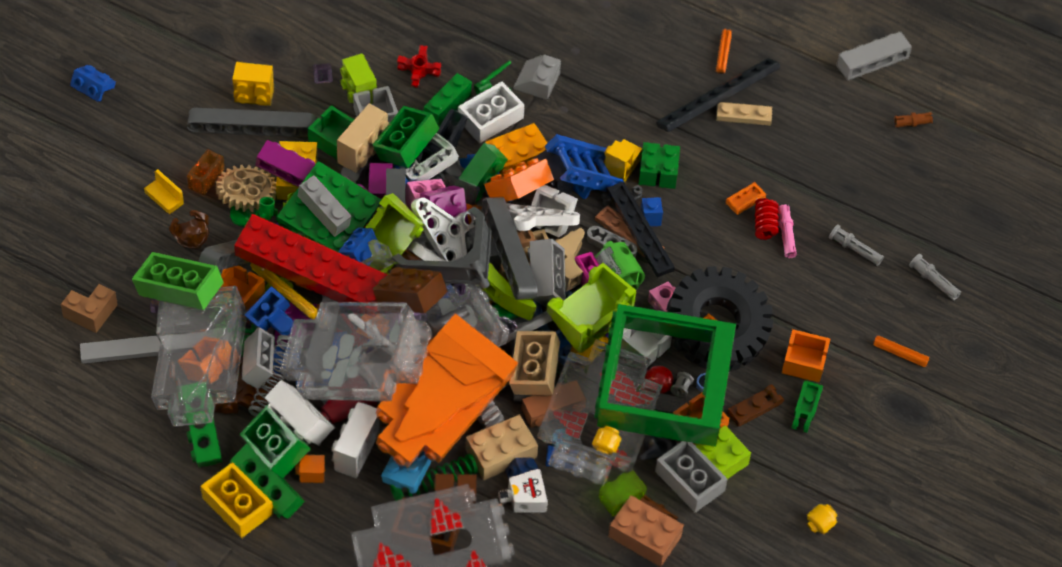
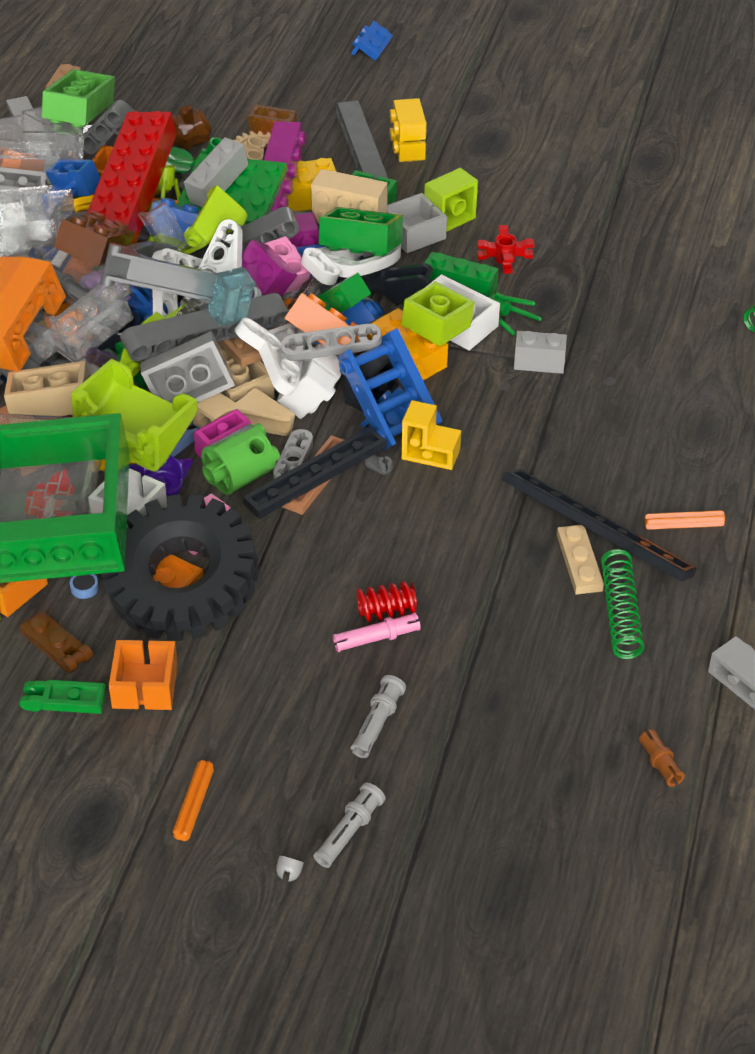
camera: 80 degrees right, 10 degrees down
(165, 193) = (238, 113): yellow panel -> none
(444, 170) = (320, 266): none -> white beam
(495, 253) = (188, 307): none -> clear smoke plate
(511, 215) = (231, 296): none -> clear light blue brick
(520, 114) = (437, 313): none -> lime brick
(549, 178) = (331, 337): none -> light grey beam
(652, 210) = (353, 482): blue brick -> none
(659, 160) = (438, 478): green piece -> none
(745, 198) = (426, 581): orange plate -> none
(757, 95) = (626, 636): none -> green piece
(959, 312) = (289, 865): none -> light grey hinge

